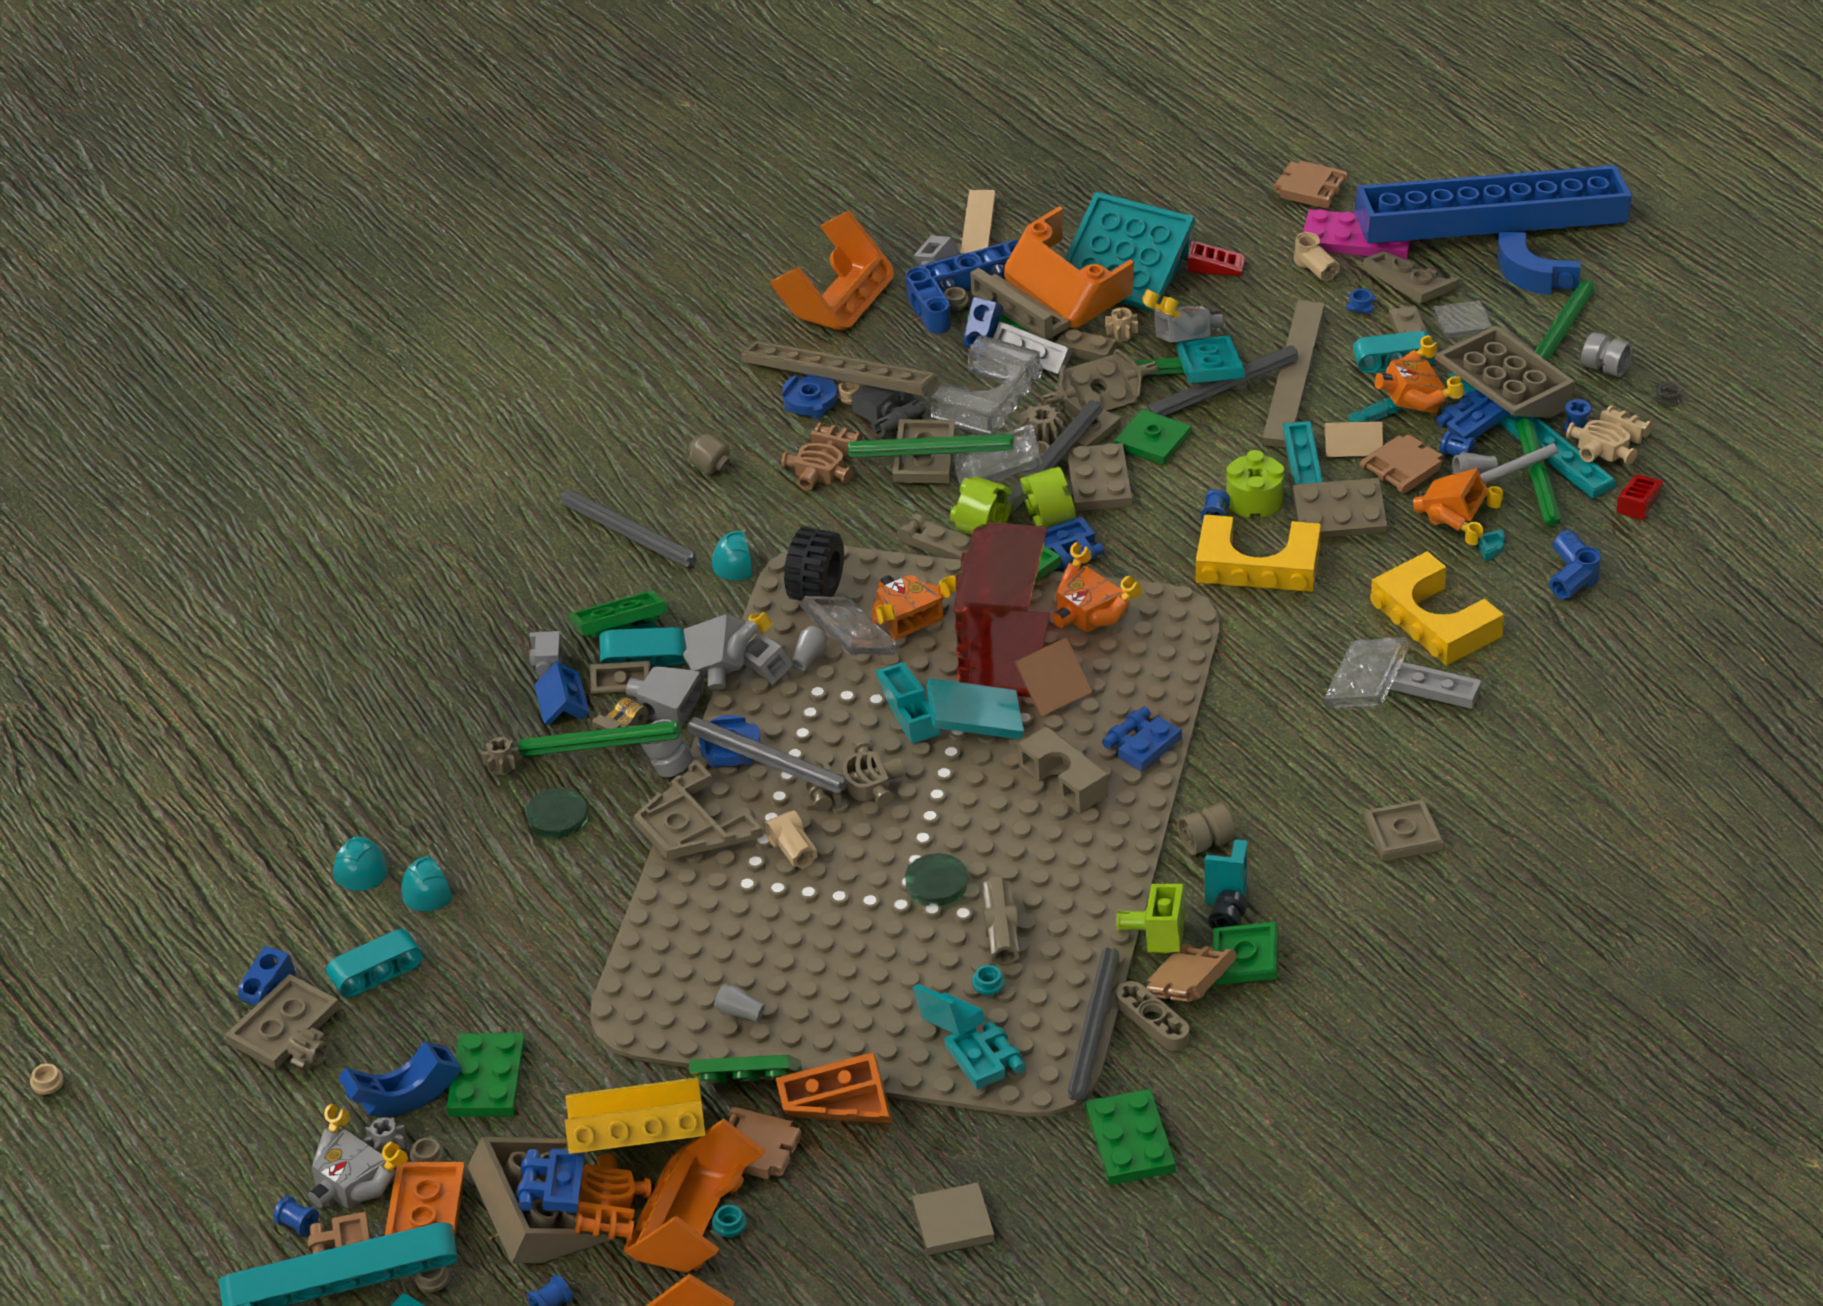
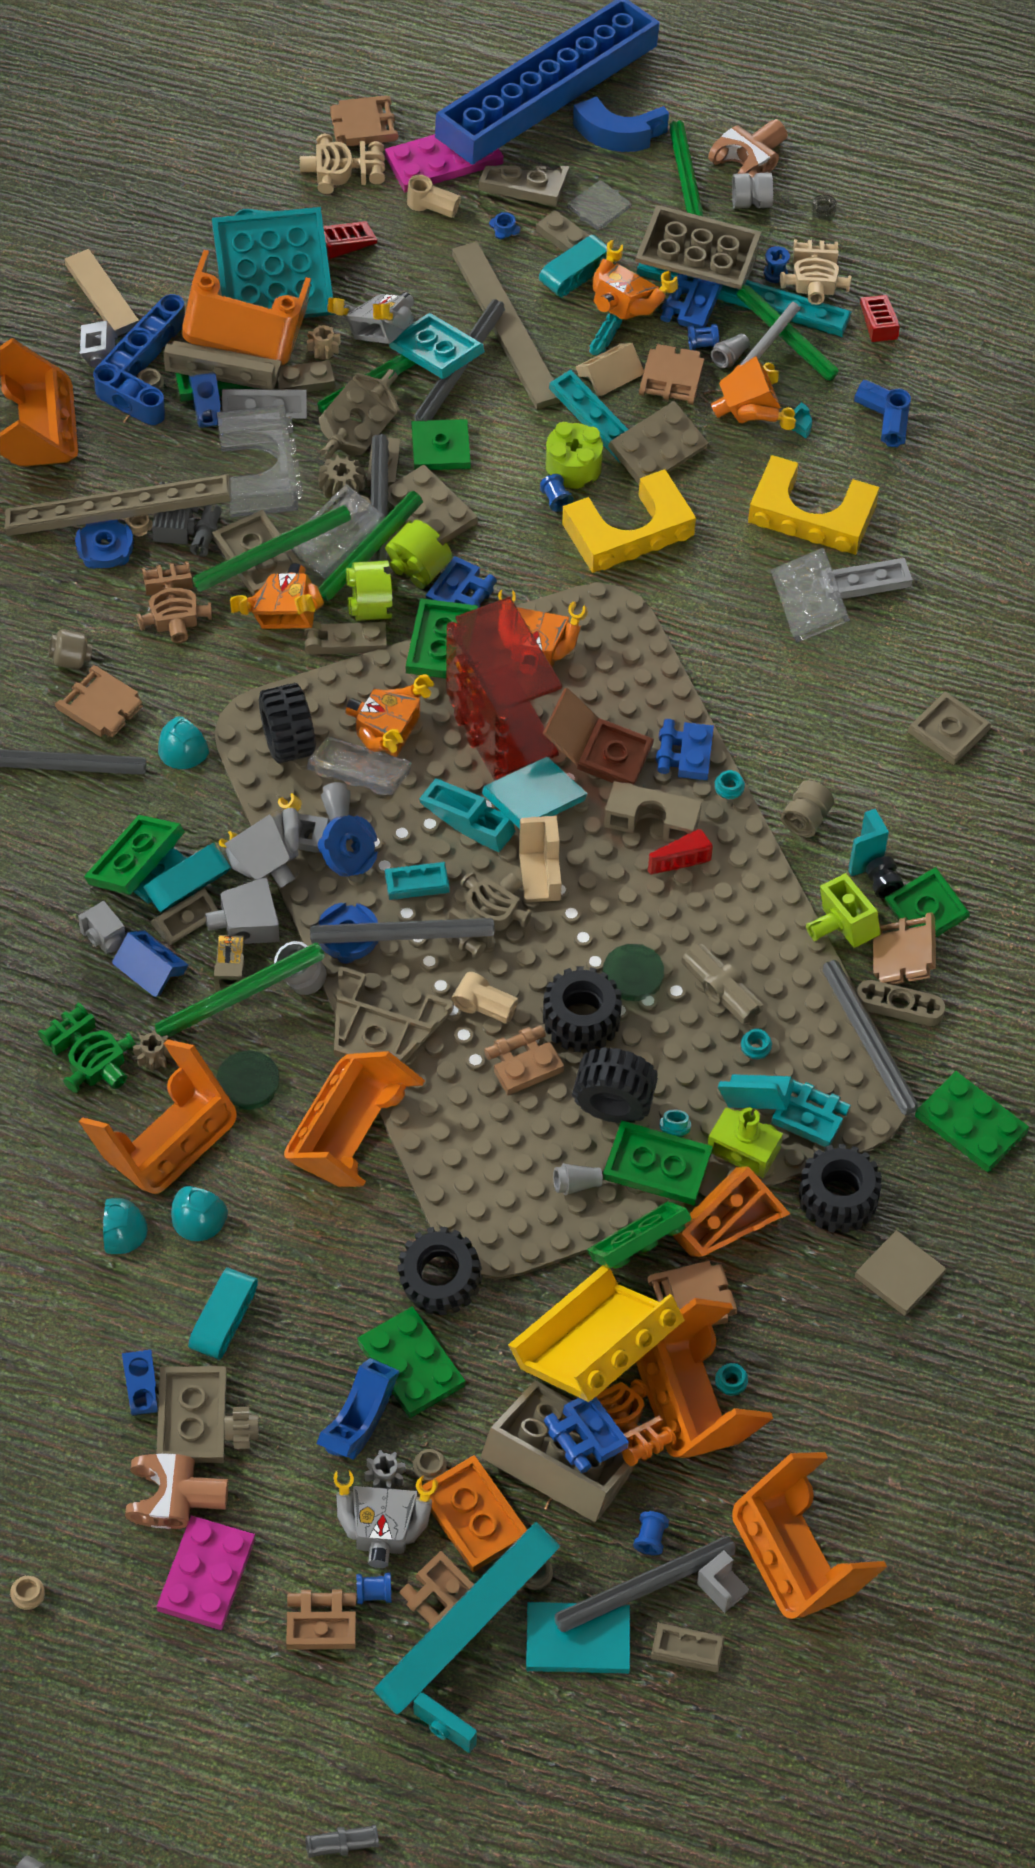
camera: 40 degrees left, 15 degrees up
(187, 1138) = (206, 1572): none -> dark pink plate
(216, 1067) = (176, 1491): none -> nougat connector
(230, 1224) = (321, 1629): none -> medium nougat plate
(455, 734) = (99, 1049): none -> green piece
(462, 827) = (179, 1135): none -> orange windscreen
(573, 1030) = (435, 1245): none -> black tyre
(599, 871) = (345, 1112): none -> orange windscreen
(698, 503) = (102, 704): none -> medium nougat plate
(774, 691) = (334, 850): none -> blue plate
(782, 907) = (528, 1067): none -> medium nougat plate
(817, 1024) = (657, 1163): none -> green plate
(820, 730) = (417, 880): none -> teal plate
(825, 943) = (615, 1085): none -> black tyre
(859, 1004) = (675, 1123): none -> teal plate
(860, 881) = (585, 988): none -> black tyre
(904, 1045) = (745, 1141): none -> lime brick
(905, 489) = (283, 601): none -> orange torso
(940, 758) = (540, 859): none -> tan panel
(961, 1142) = (842, 1166): none -> black tyre
(1012, 478) = (371, 543): none -> green axle
(1067, 809) = (681, 853): none -> red slope
(1075, 712) = (615, 753): none -> copper plate
(1153, 779) = (729, 778): none -> teal plate
(1257, 206) = (338, 156): none -> tan piece
(1635, 325) = (750, 150): none -> nougat connector

